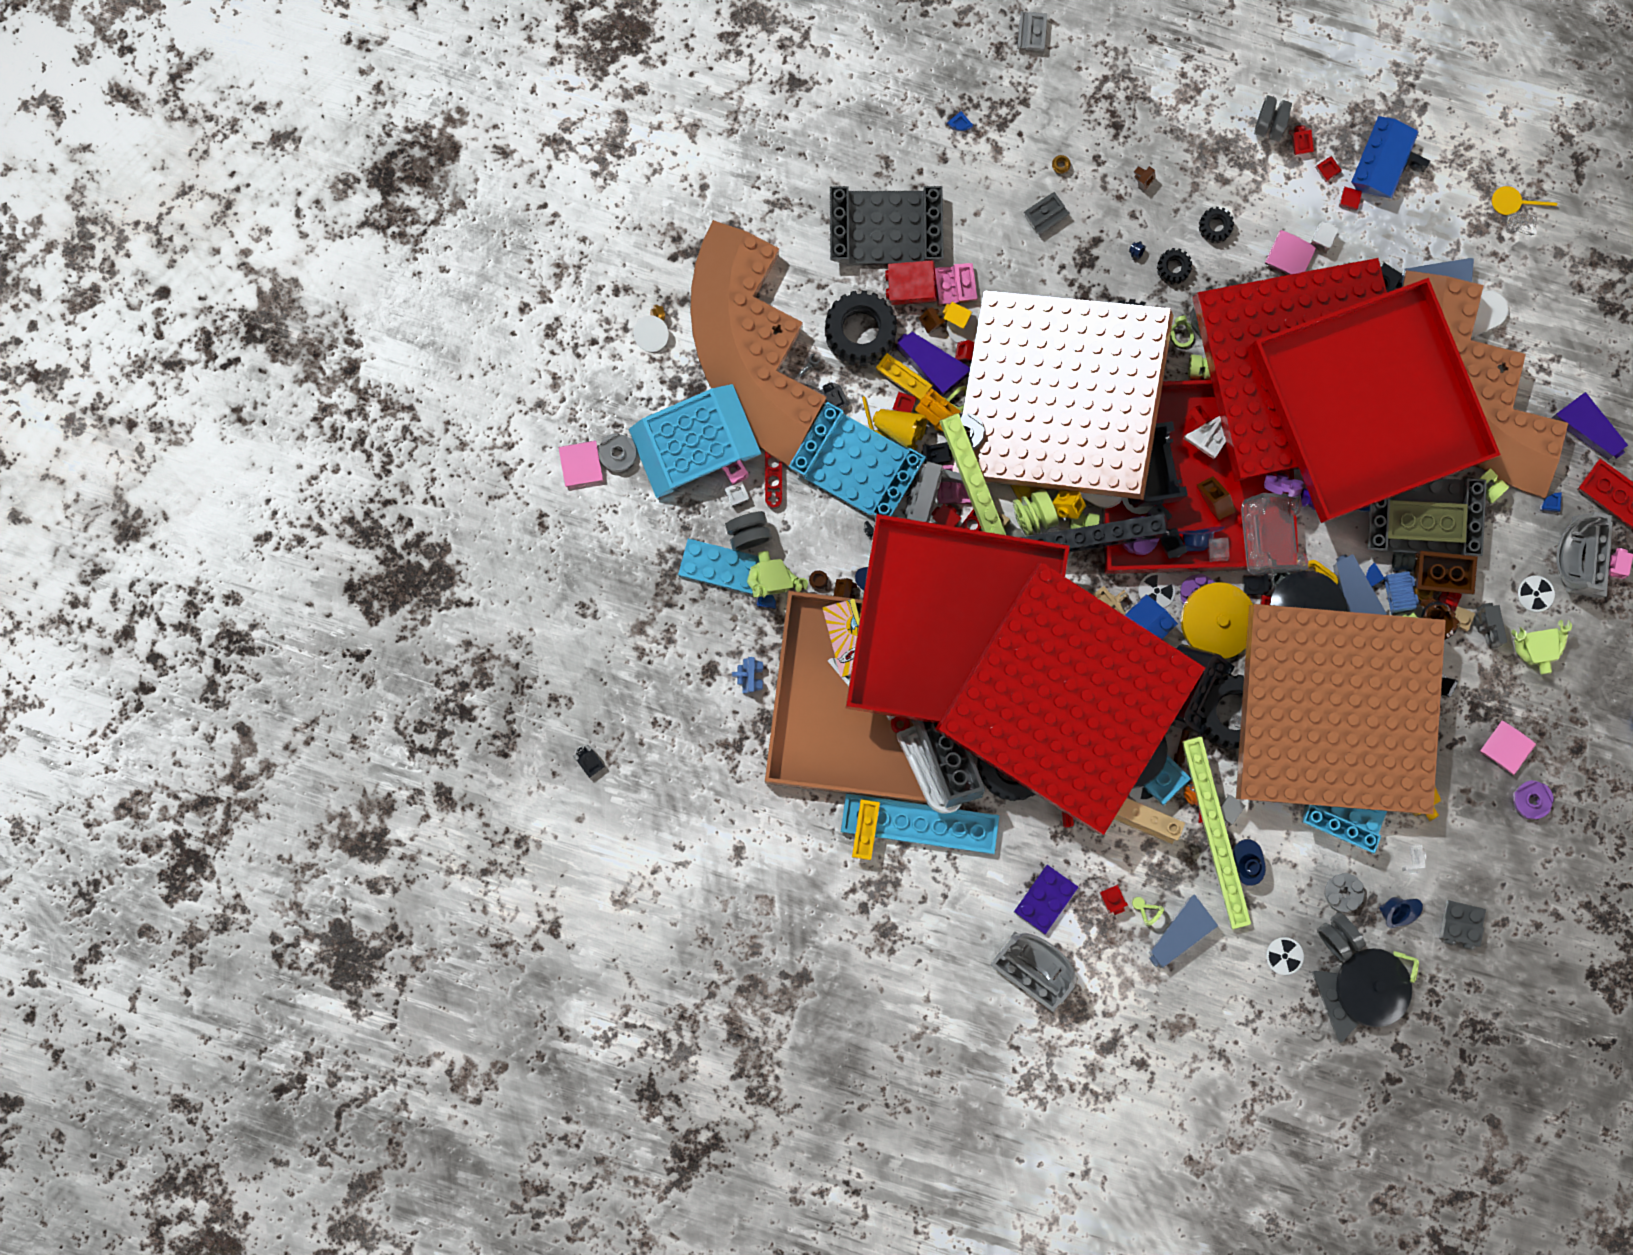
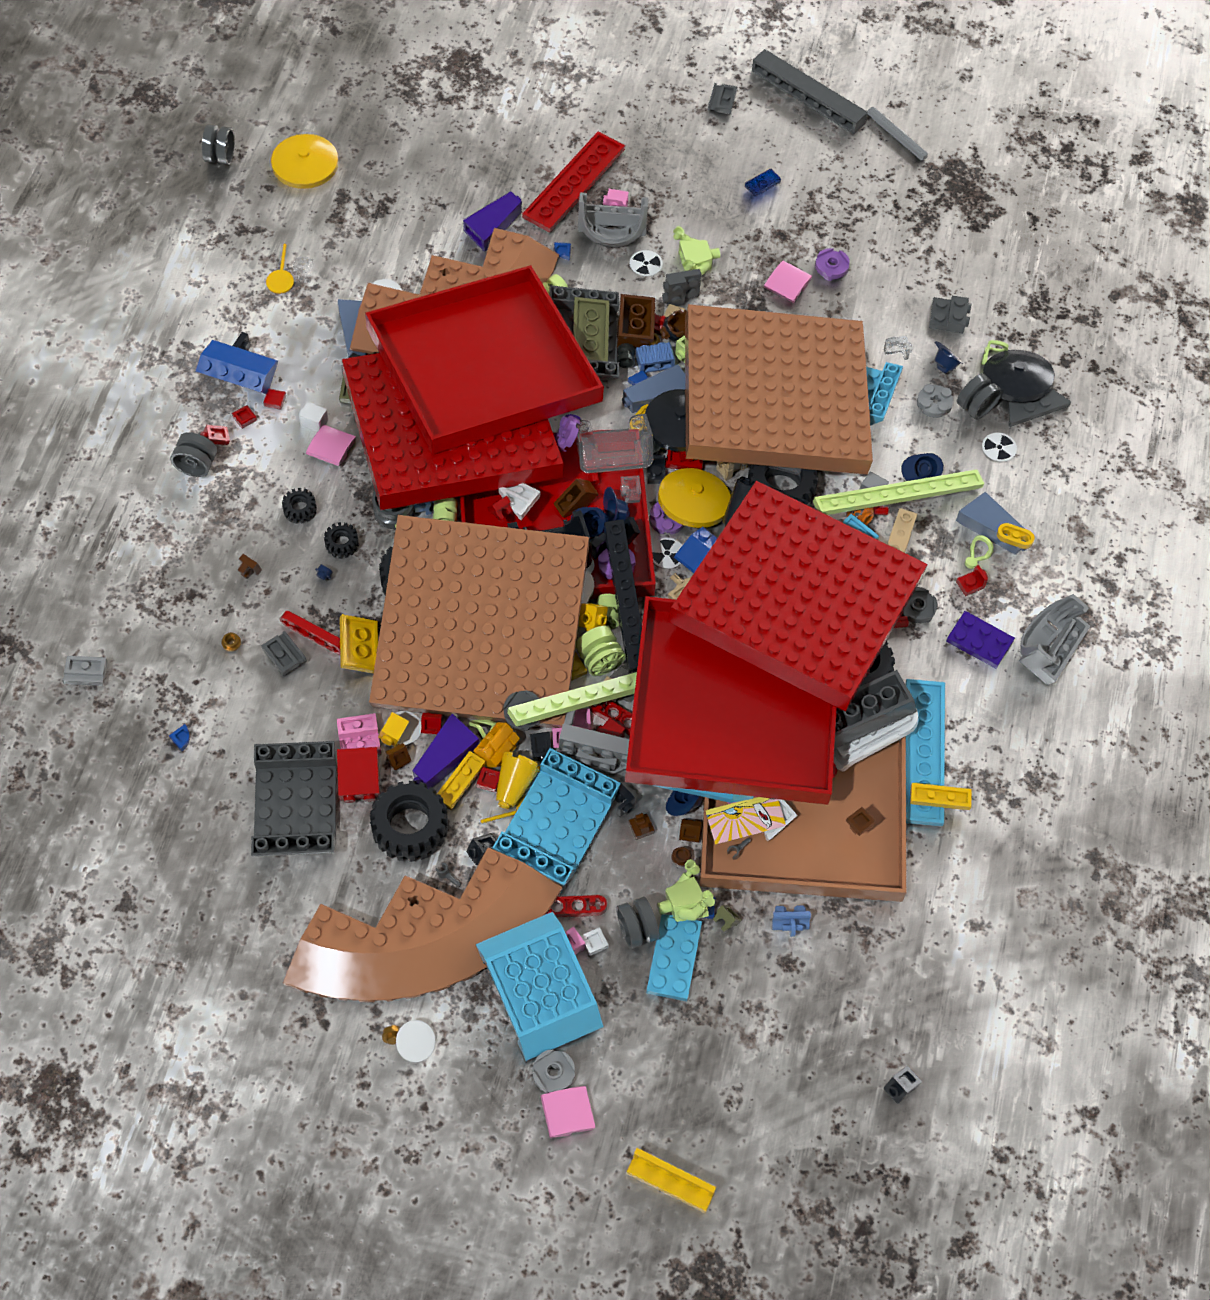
camera: 90 degrees left, 20 degrees down
(514, 548) = (671, 1180): none -> yellow fence
(755, 617) = (730, 917): none -> olive tile
(820, 630) = (738, 848): none -> dark grey hand
(834, 742) = (860, 821): none -> reddish brown tile
(851, 544) = (641, 826): none -> reddish brown tile
(1053, 280) = (358, 643): none -> yellow tile
(1068, 240) = (311, 631): none -> red beam
(1077, 846) = (922, 614): none -> dark grey plate
(1158, 947) = (1015, 535): none -> yellow plate
(1185, 511) = (594, 520): none -> dark blue piece

